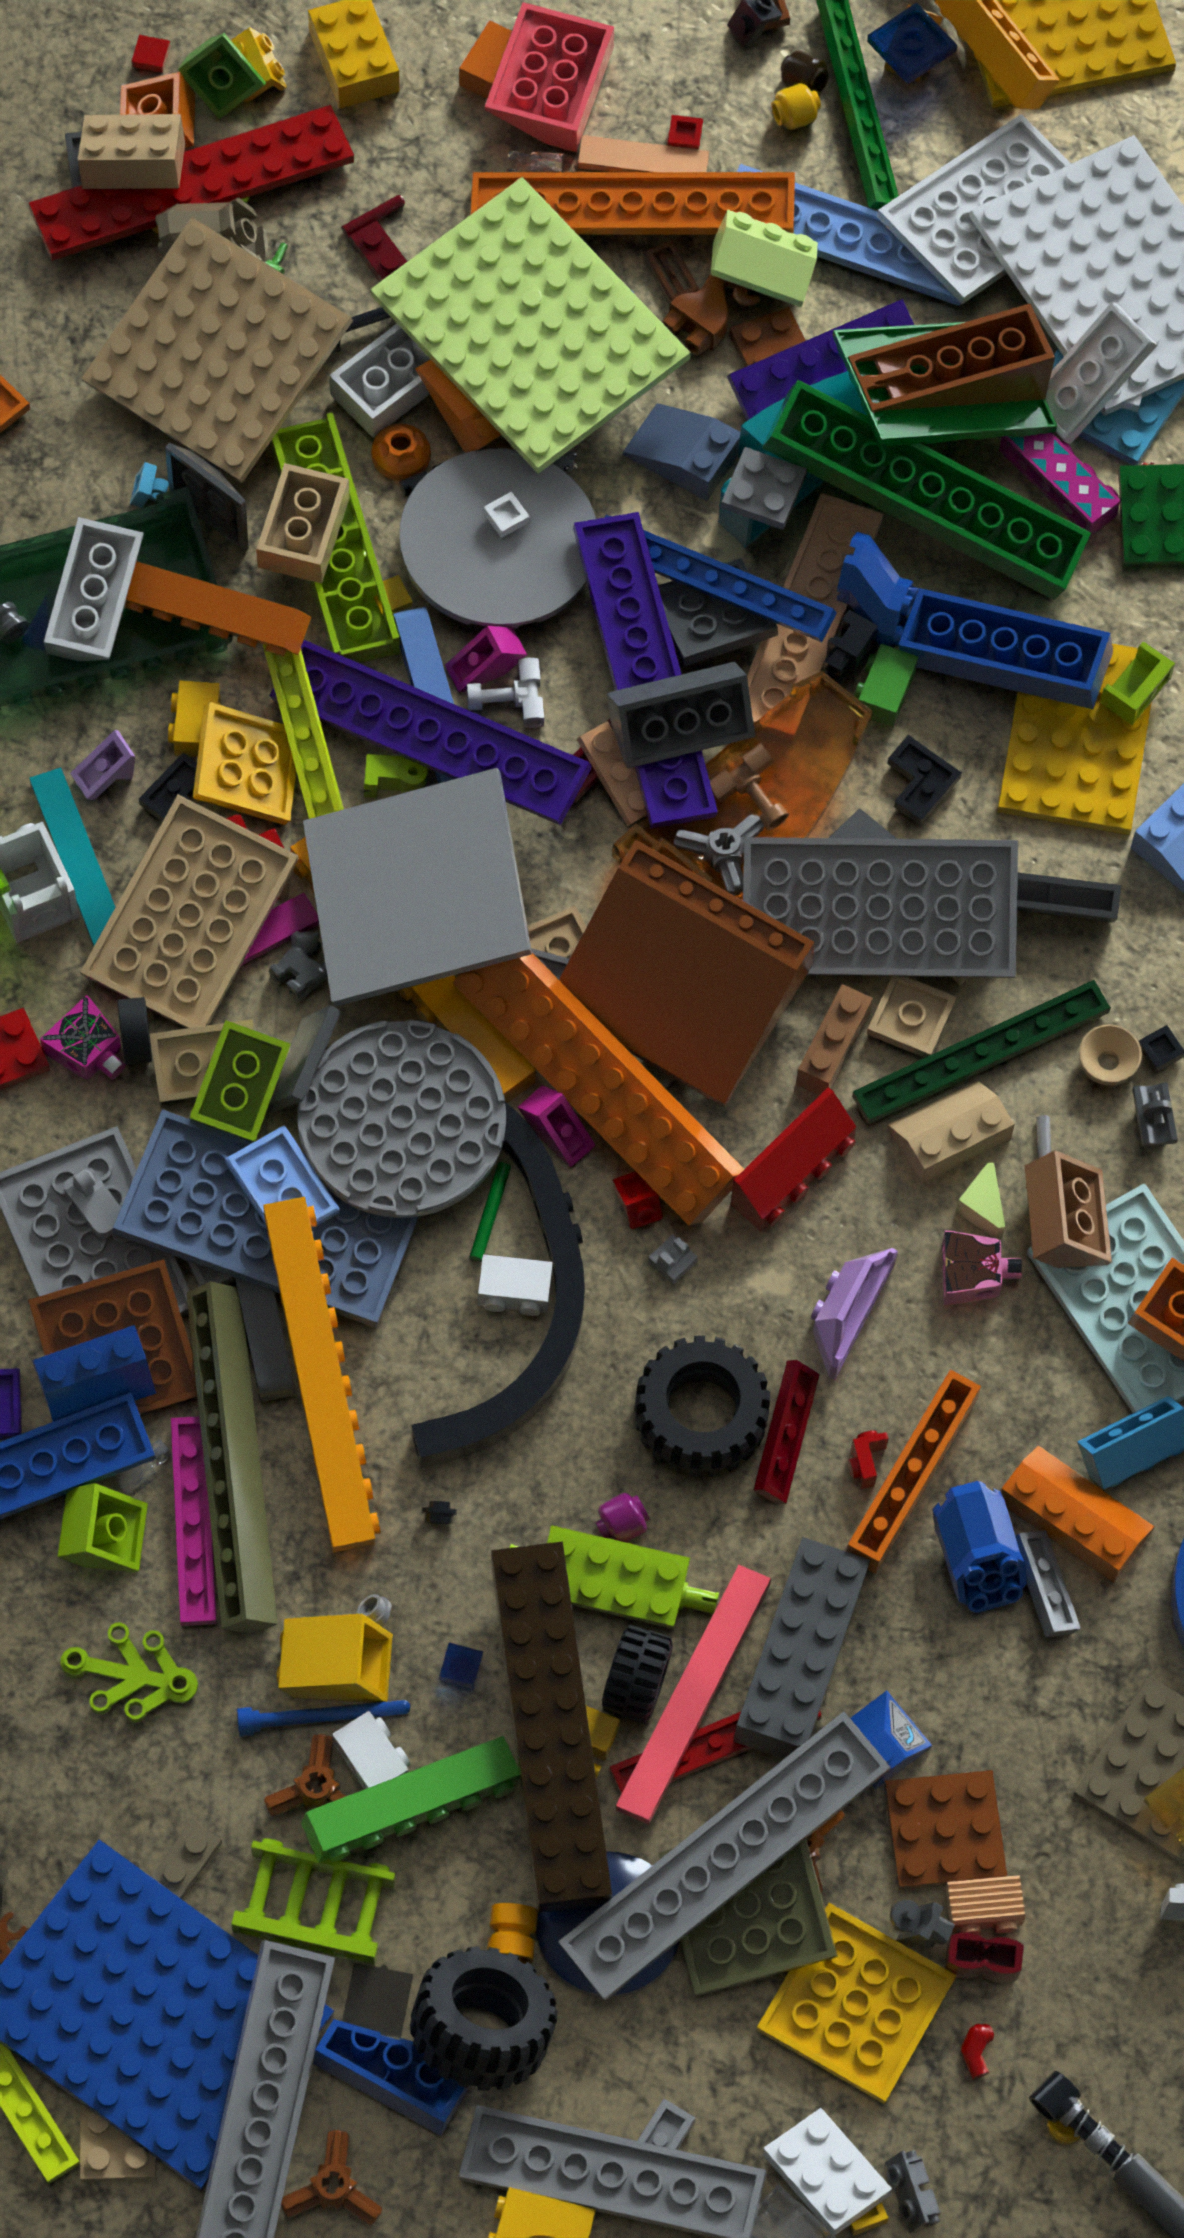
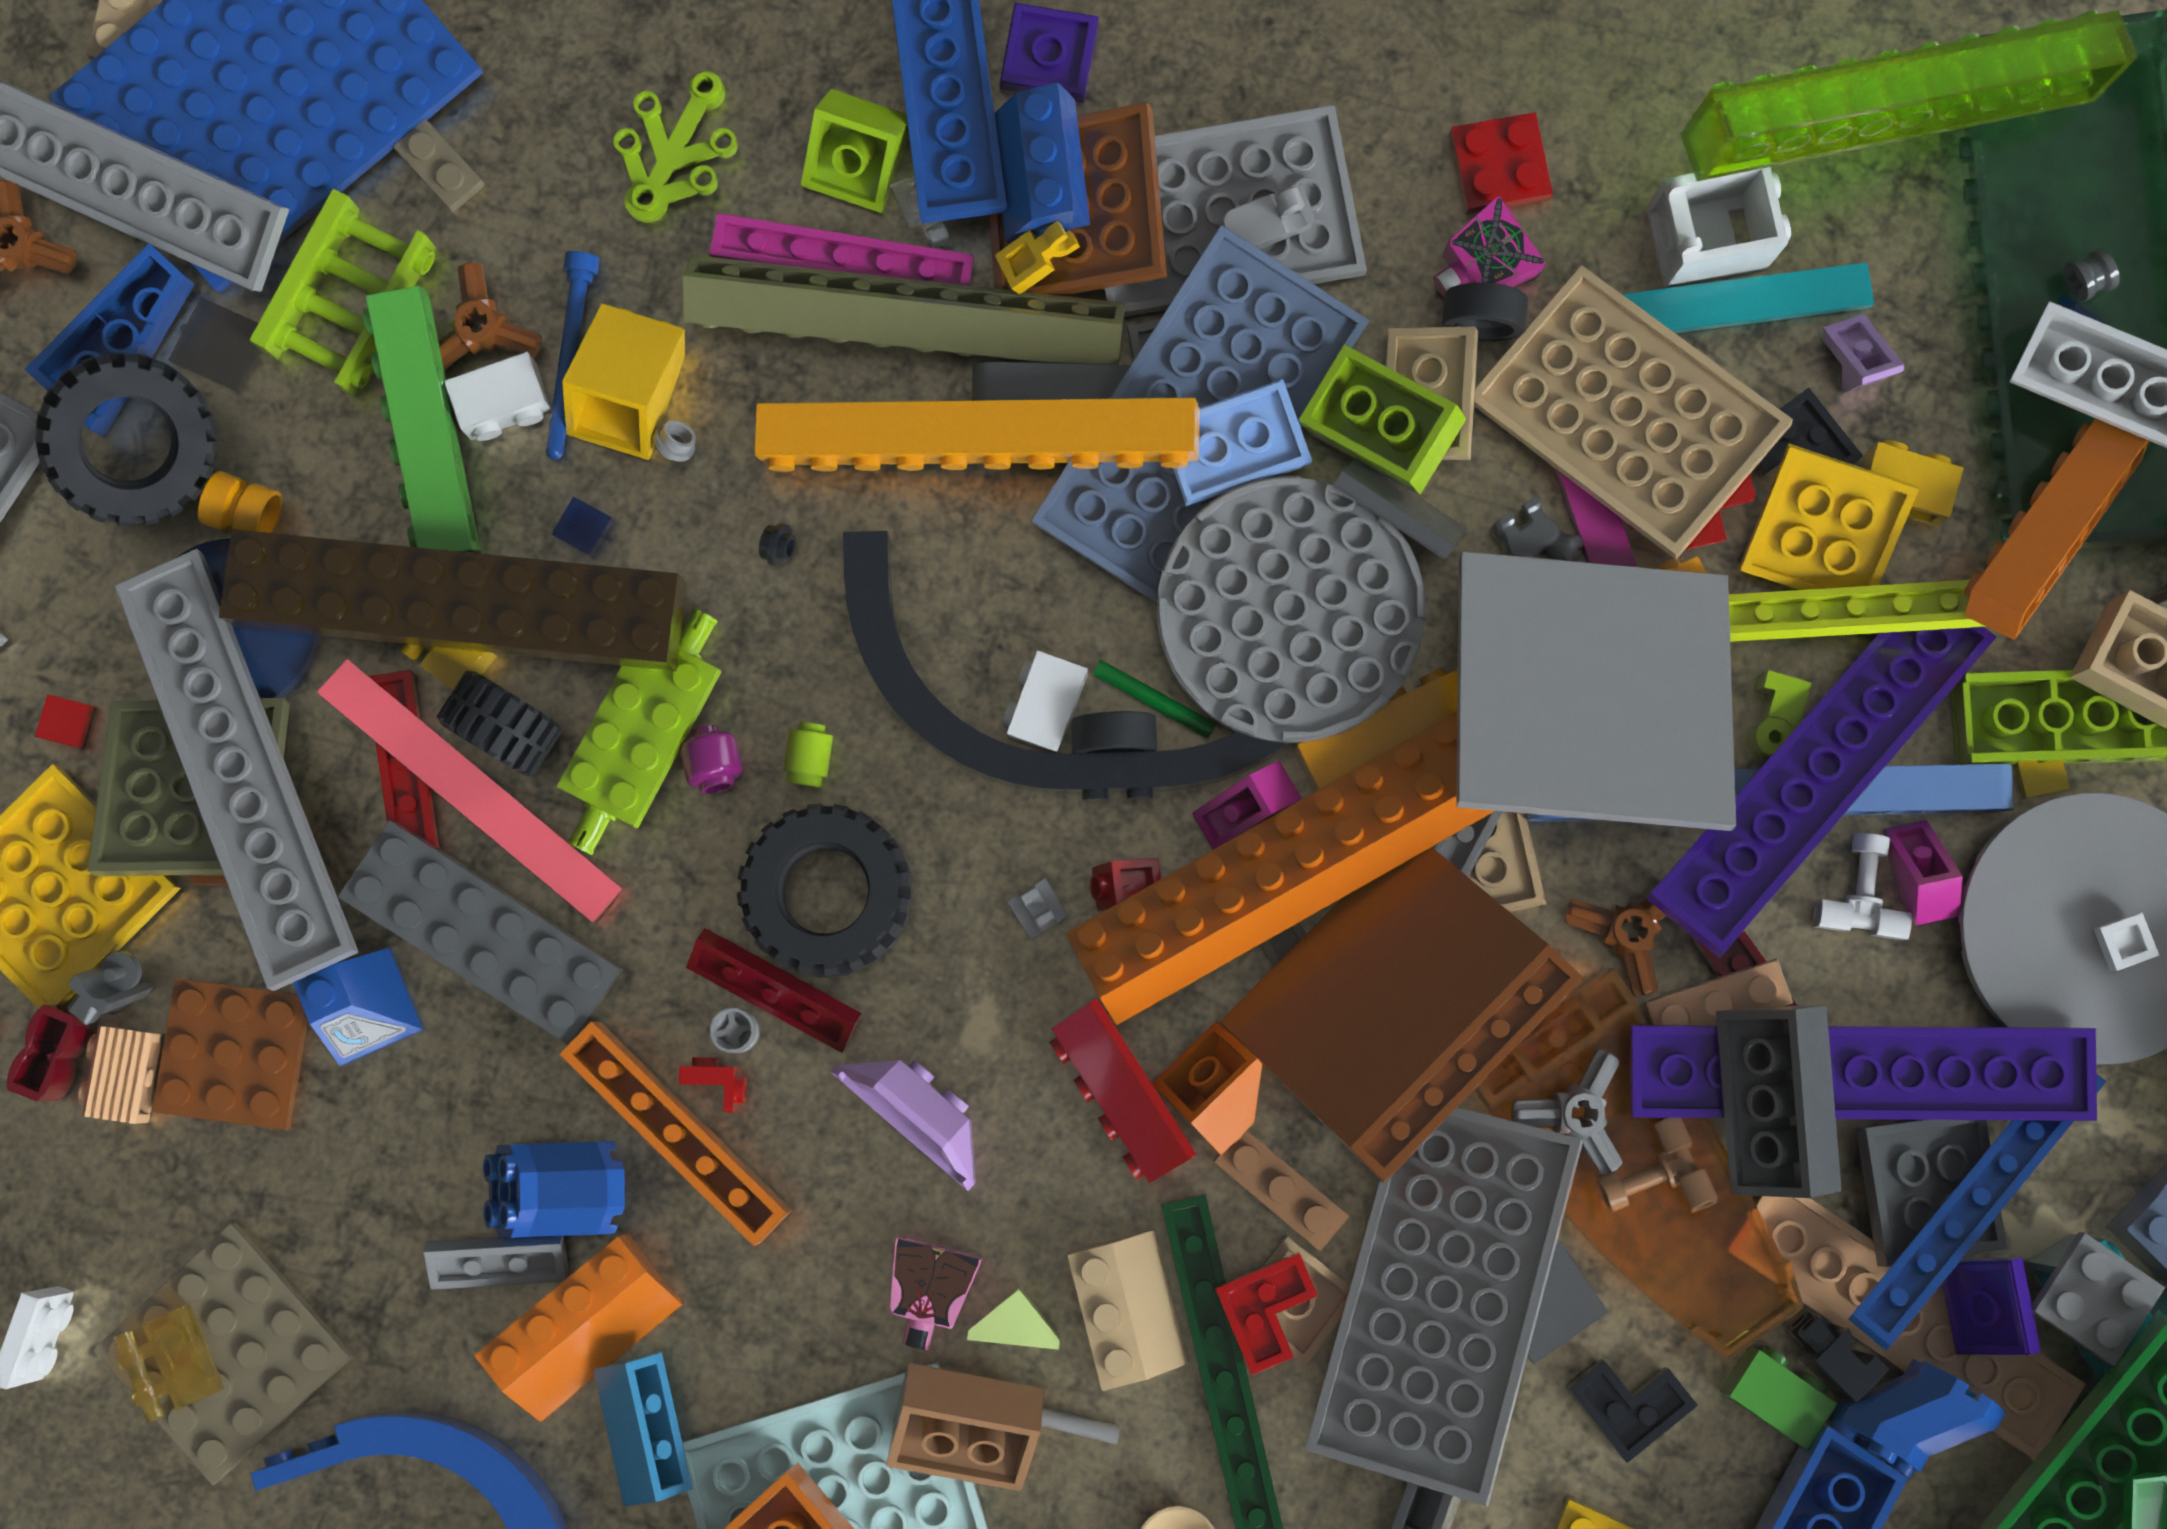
camera: 110 degrees right, 15 degrees up
(171, 1365) = (1029, 256): none -> yellow plate
(528, 1225) = (1114, 732): none -> black tyre
(581, 856) = (1609, 925): none -> dark orange bush
(599, 1450) = (807, 754): none -> lime brick
(719, 2035) = (65, 721): none -> red tile
(772, 1092) = (1214, 1087): none -> orange slope
(788, 554) = (1990, 1308): none -> dark purple tile
(827, 1445) = (726, 1030): none -> light grey wheel
(922, 1036) = (1253, 1305): none -> red plate

